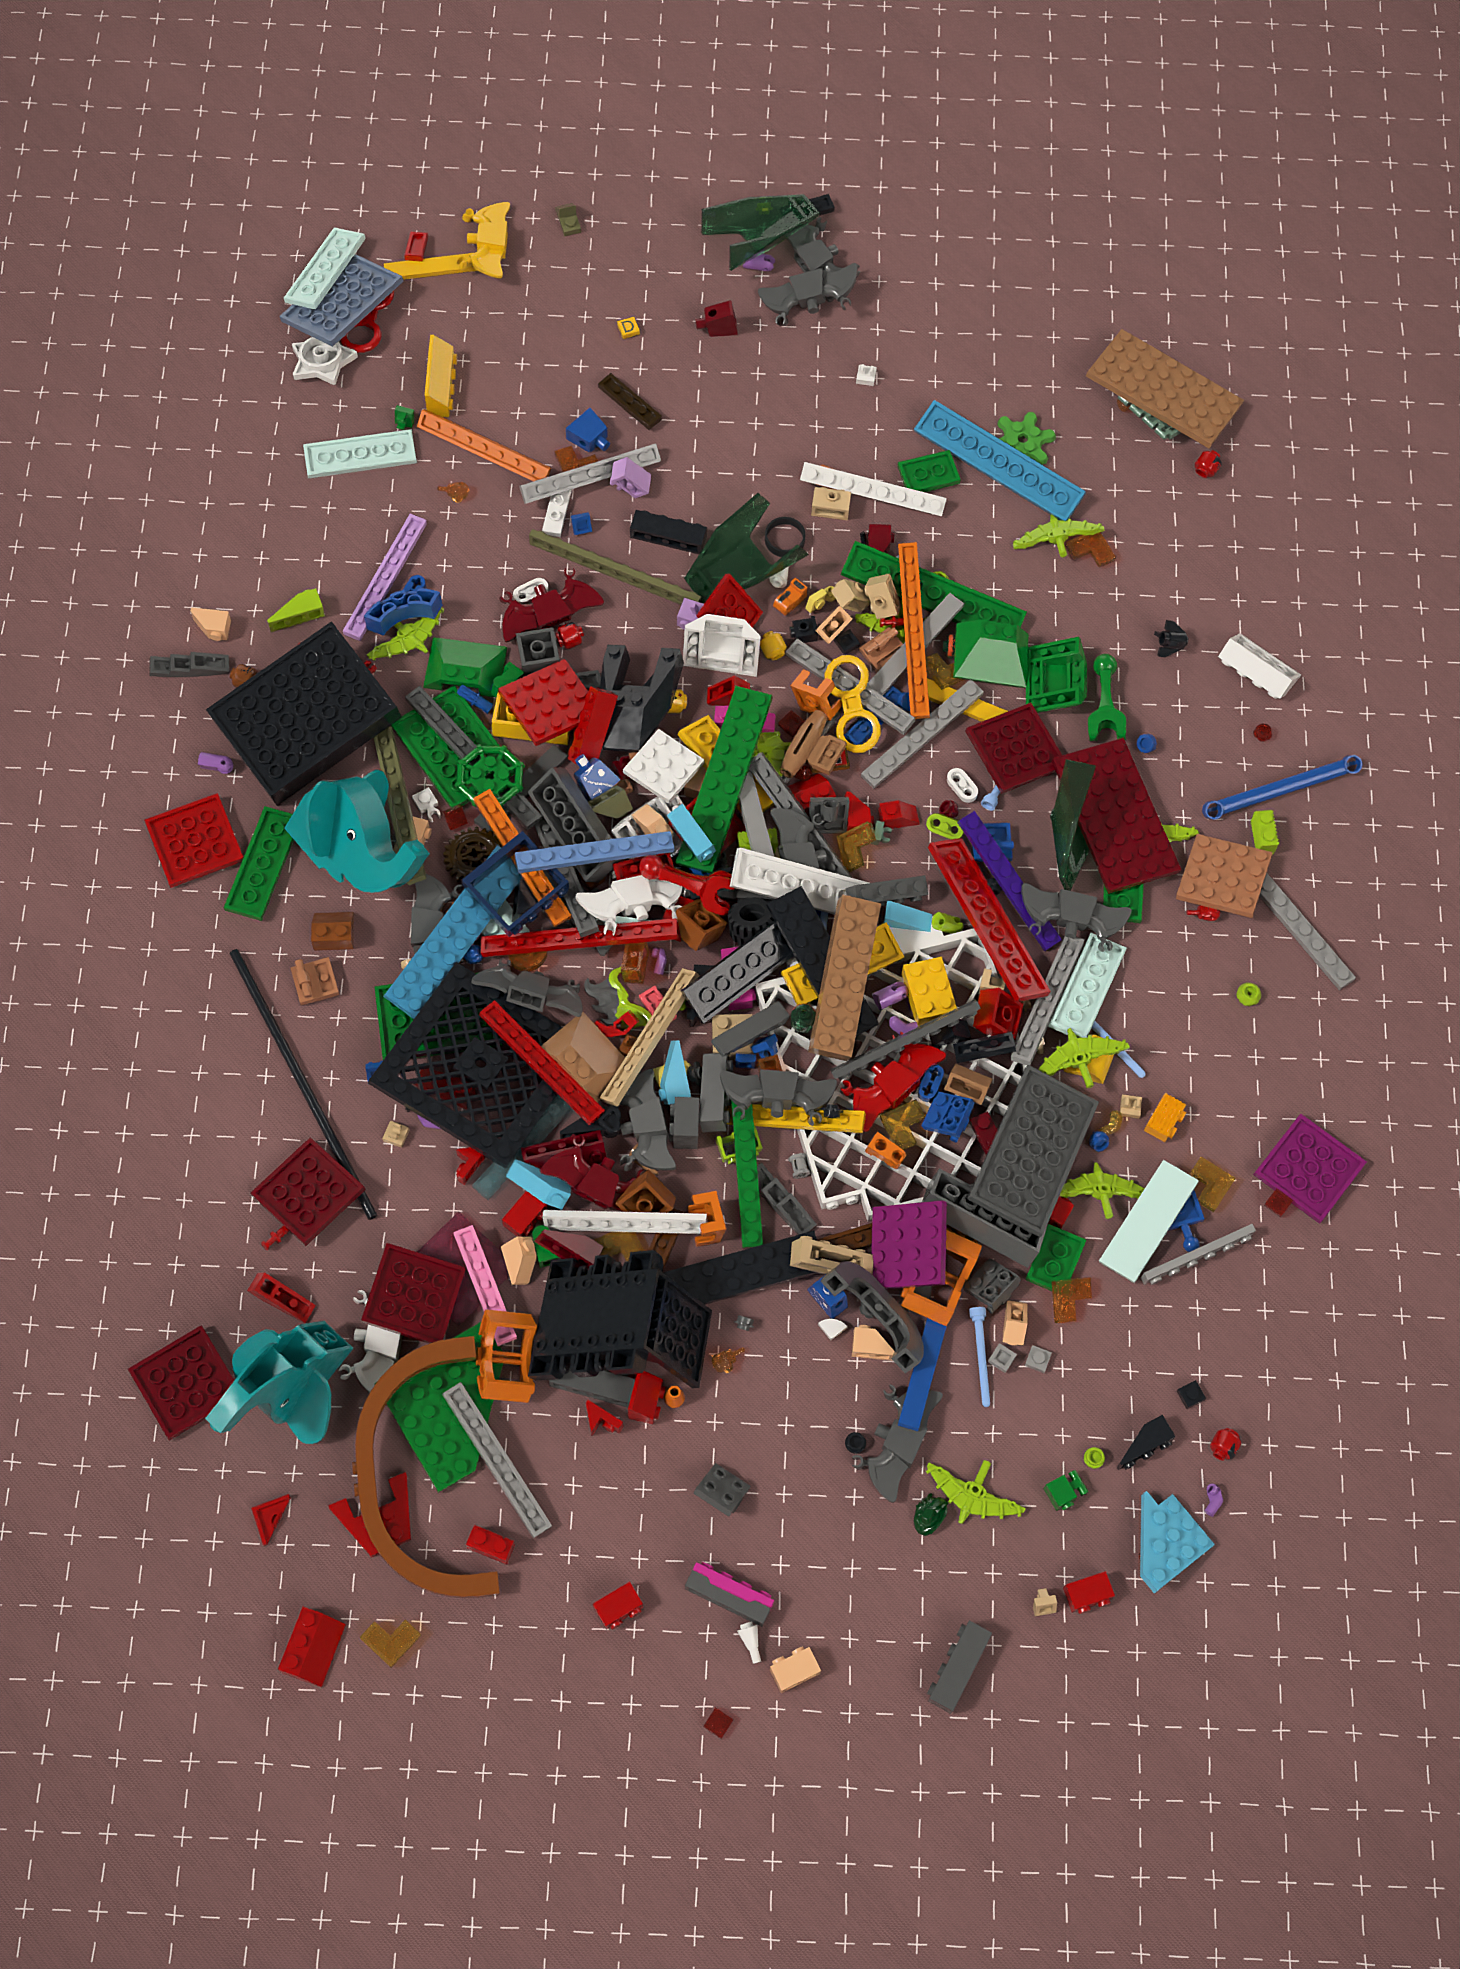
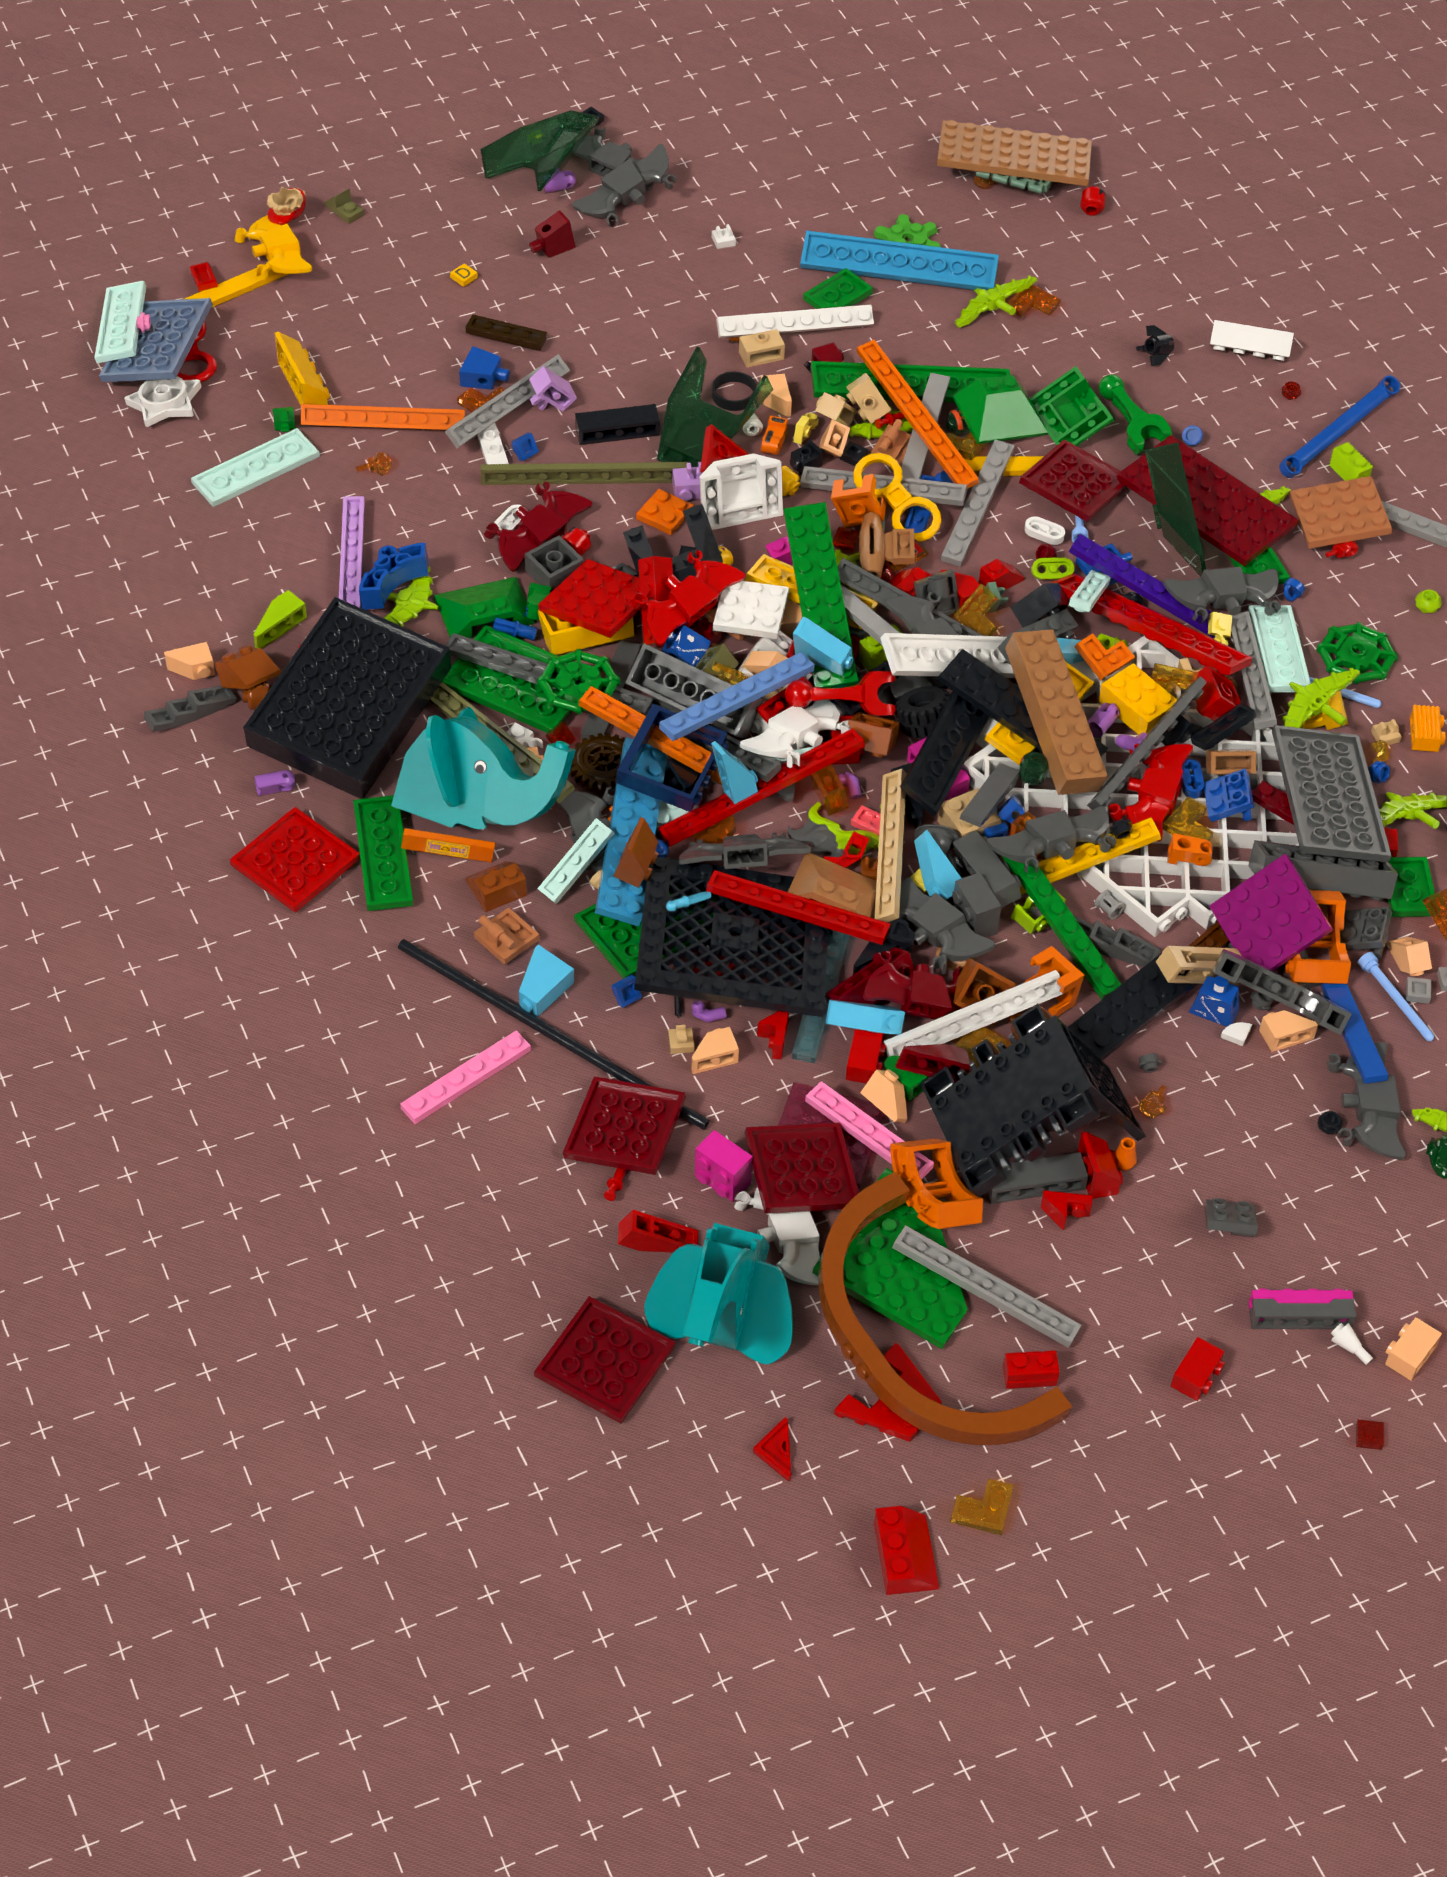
camera: 25 degrees left, 15 degrees down
(218, 1091) = (465, 1077): none -> bright pink plate
(243, 651) = (246, 668): none -> dark orange slope
(311, 880) = (448, 845): none -> orange tile
(318, 1035) = (544, 981): none -> medium azure slope
(337, 279) = (143, 322): none -> bright pink plate
(355, 1258) = (723, 1165): none -> dark pink brick
(398, 940) = (576, 861): none -> light aqua plate
(413, 1156) = (715, 1051): none -> light nougat slope
(437, 963) = (637, 855): none -> dark orange slope
(458, 1019) = (686, 901): none -> medium azure piece
(517, 201) = (286, 205): none -> tan hair
(554, 922) = (734, 775): none -> medium azure slope
(610, 825) = (729, 673): none -> clear yellow plate
(614, 738) = (688, 598): none -> red torso
(660, 633) = (663, 512): none -> orange plate
(691, 1047) = (941, 834): none -> dark grey hat
(721, 692) = (767, 530): red slope -> none
(818, 551) = (780, 397): none -> light nougat slope
(909, 862) = (1040, 604): none -> black slope
(923, 940) = (1103, 661): none -> orange plate
(951, 868) = (1089, 591): none -> light aqua plate
(960, 983) = (1168, 676): none -> clear yellow plate
(1050, 944) = (1220, 626): none -> light yellow plate
(1141, 936) = (1294, 588): none -> blue tile
(1152, 1028) = (1366, 641): none -> green plate

